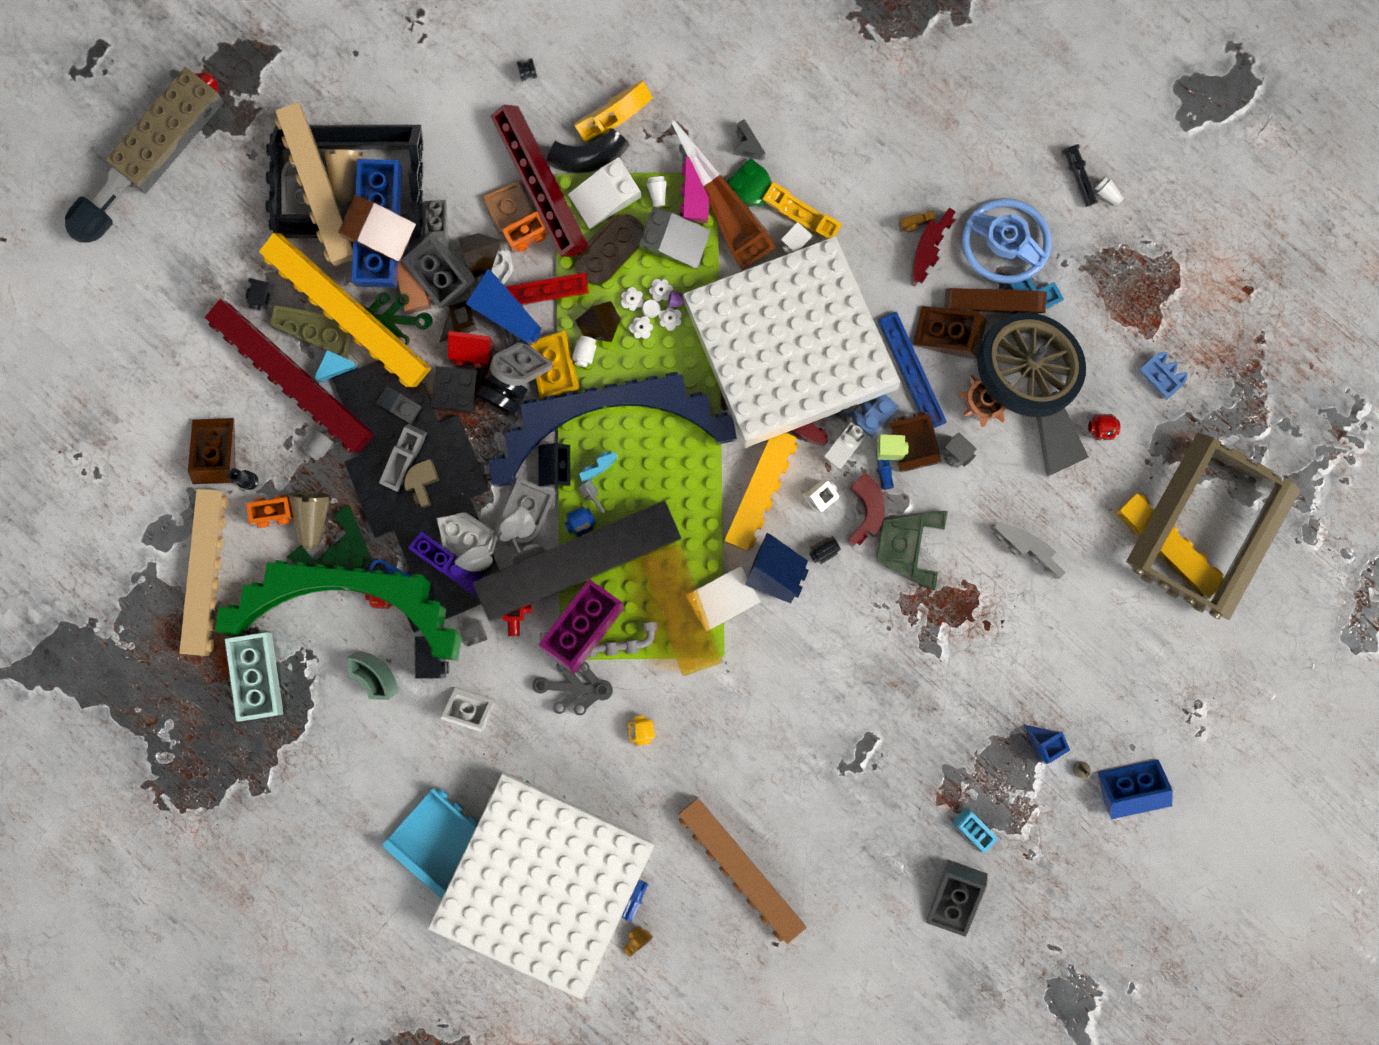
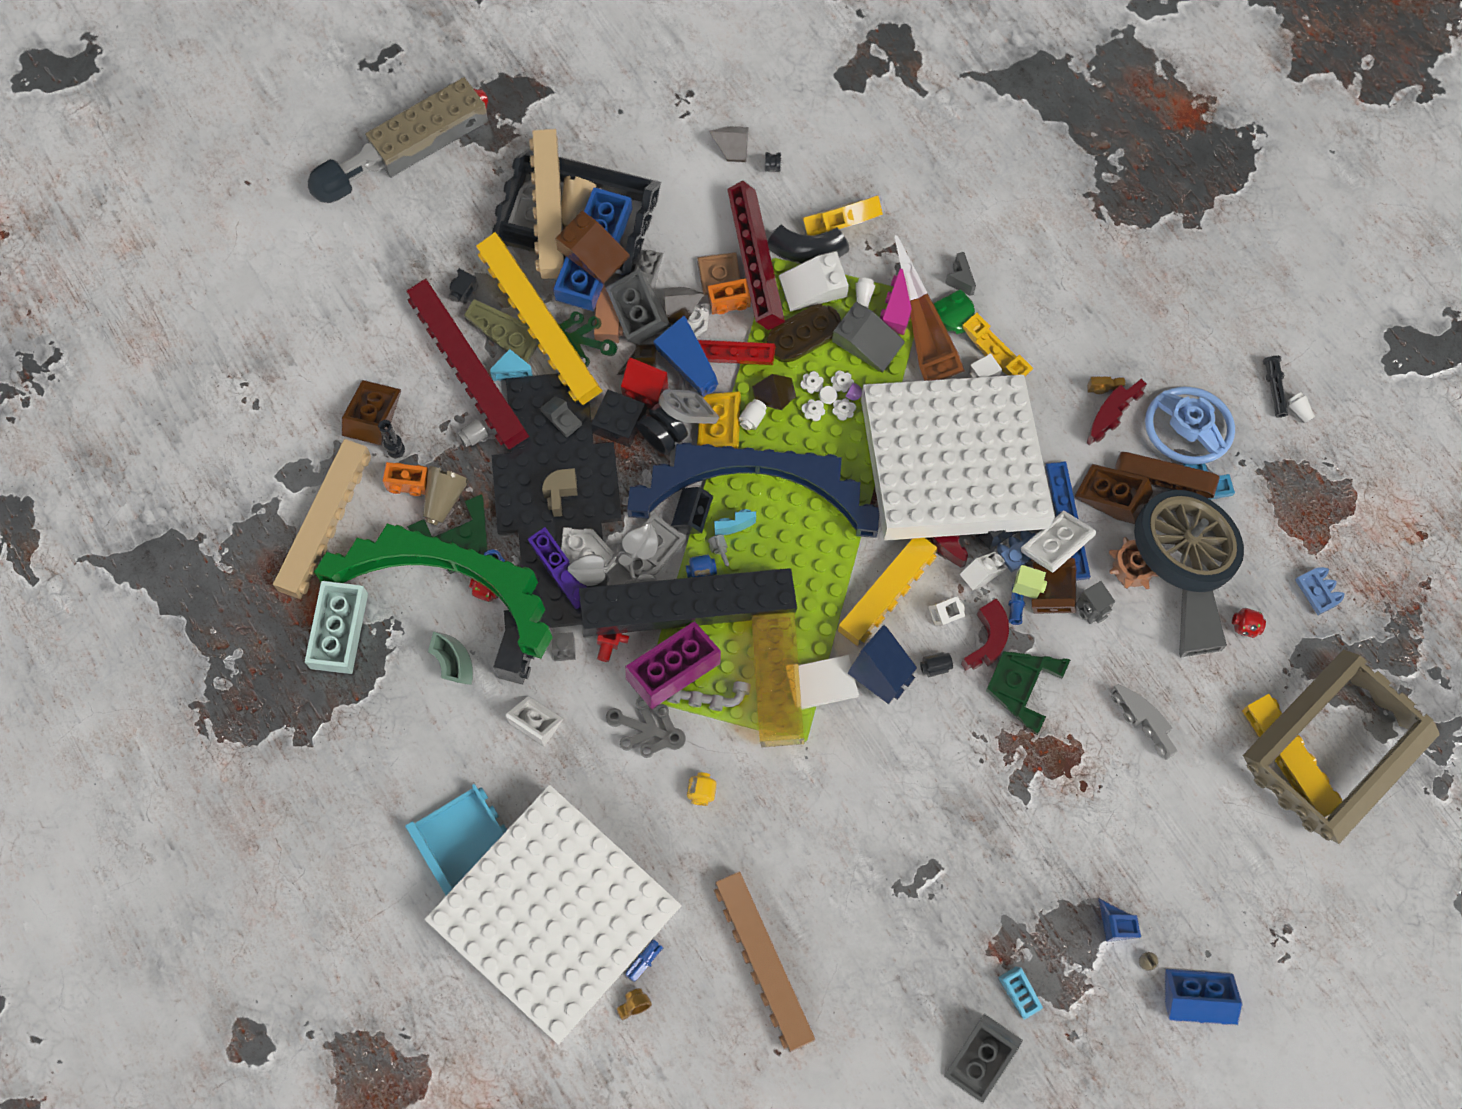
camera: 15 degrees right, 15 degrees down
(402, 457) = (548, 461): light grey slope -> none
(479, 57) = (732, 142): none -> slope
(910, 401) = (1059, 543): none -> white tile

